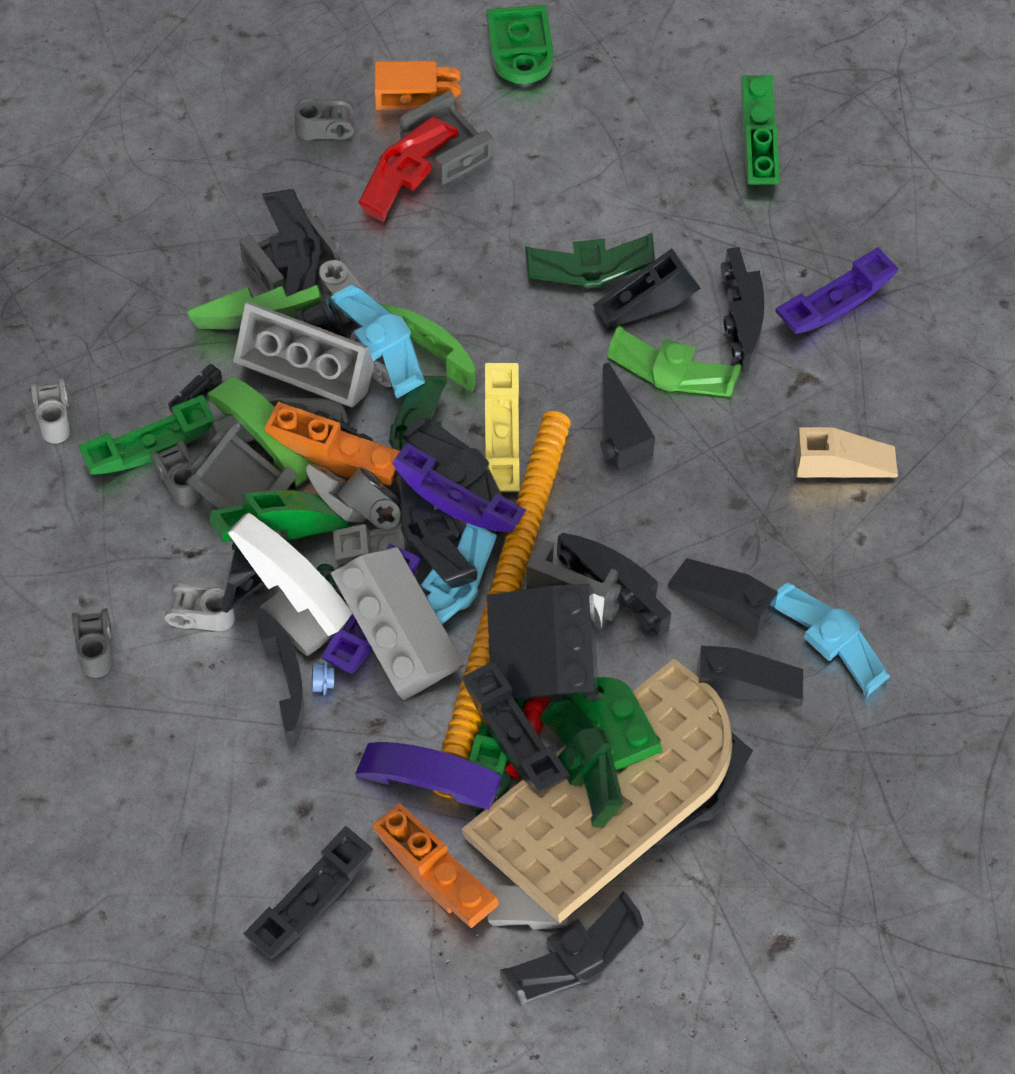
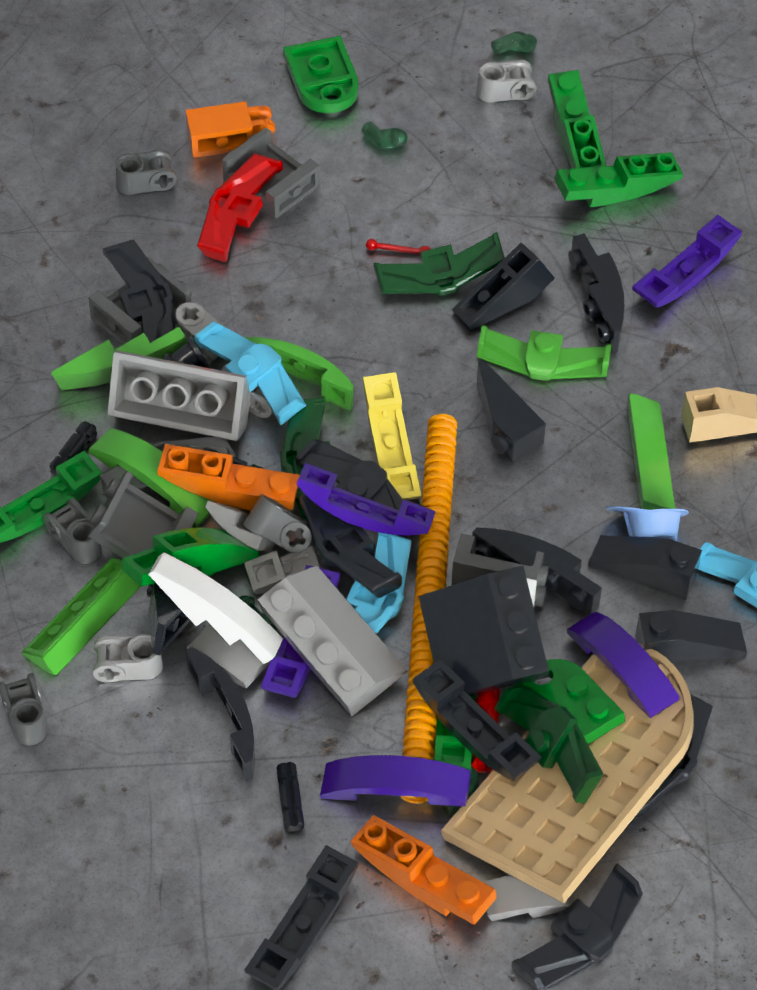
camera: 10 degrees left, 5 degrees down
(165, 561) = (81, 618): none -> bright green slope
(322, 677) = (265, 706): medium blue plate -> none
(326, 770) = (290, 797): none -> black axle
(530, 226) = (372, 245): none -> red hinge
(567, 117) = (384, 138): none -> clear green arm
(676, 692) = (627, 661): none -> dark purple slope
(697, 75) = (503, 80): none -> light grey piece
(720, 34) = (515, 41): none -> clear green arm
(738, 556) = (651, 523): none -> light blue piece
(754, 485) = (649, 453): none -> bright green slope
(796, 196) = (625, 180): none -> green slope

